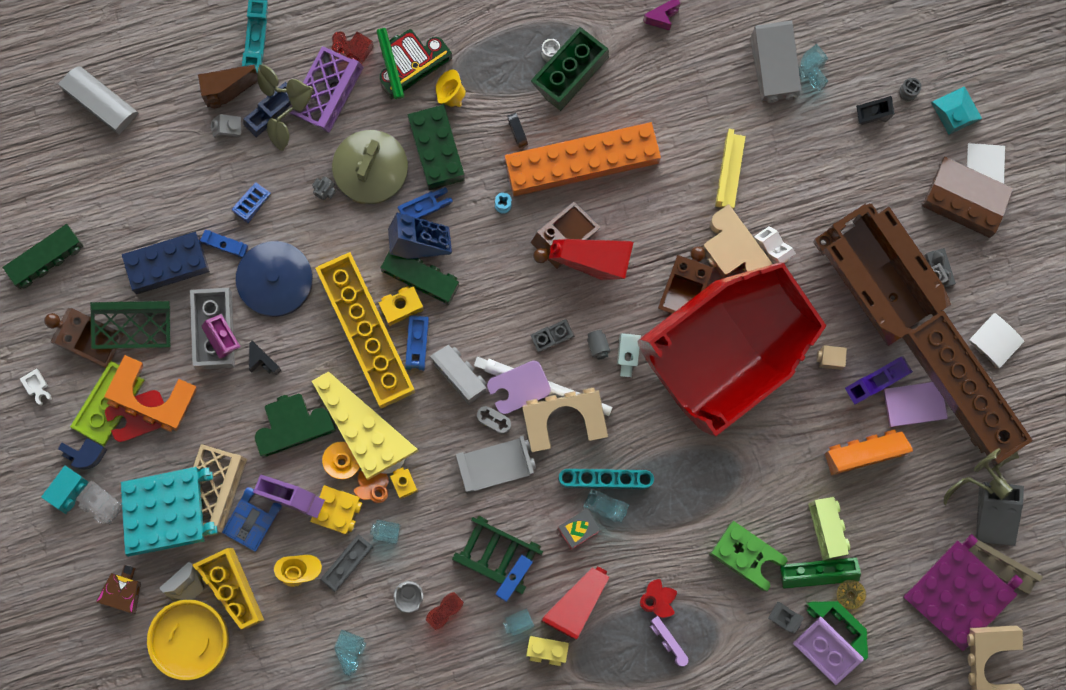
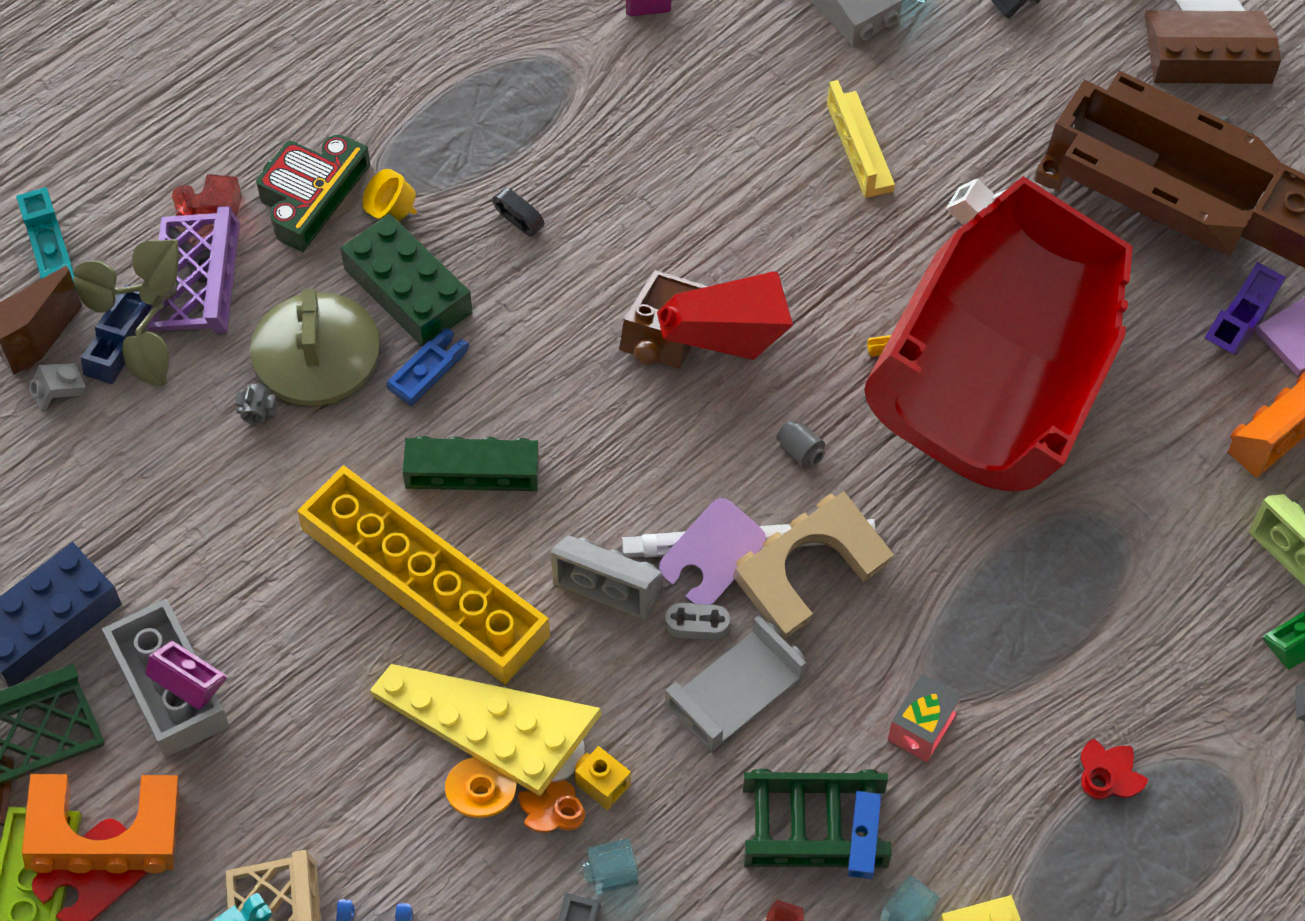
camera: 20 degrees left, 20 degrees down
(232, 246) = (143, 550): blue piece -> none
(252, 211) = (145, 496): slope -> none
(257, 356) = (266, 687): black slope -> none
(274, 279) = (235, 568): dark blue dish -> none
(289, 496) = (424, 868): medium lavender brick -> none
(291, 425) = (370, 770): dark green brick -> none
(338, 510) = (510, 872): yellow plate -> none
(390, 63) = (280, 192): green axle -> none
(394, 315) = (467, 499): yellow brick -> none
(417, 342) = (515, 558): blue plate -> none
(418, 237) = (439, 408): dark blue slope -> none
(501, 208) = (552, 316): medium azure bush -> none
(551, 46) = (513, 94): white wheel -> none
(552, 335) = (724, 463): dark grey slope -> none
(570, 68) = (556, 101): dark green slope -> none
(576, 606) = (989, 842): slope -> none
(582, 159) = (635, 209): orange brick -> none
(596, 482) = (930, 614): teal beam -> none
(606, 506) = (949, 665): clear light blue brick -> none
(629, 344) = (853, 429): light aqua torso -> none
(669, 642) = (1167, 825): lavender plate -> none
(686, 283) = (880, 297): reddish brown slope -> none
(733, 245) = (914, 225): tan brick -> none
(749, 560) = (1204, 639): bright green brick -> none
(832, 357) = (1157, 315): tan brick -> none

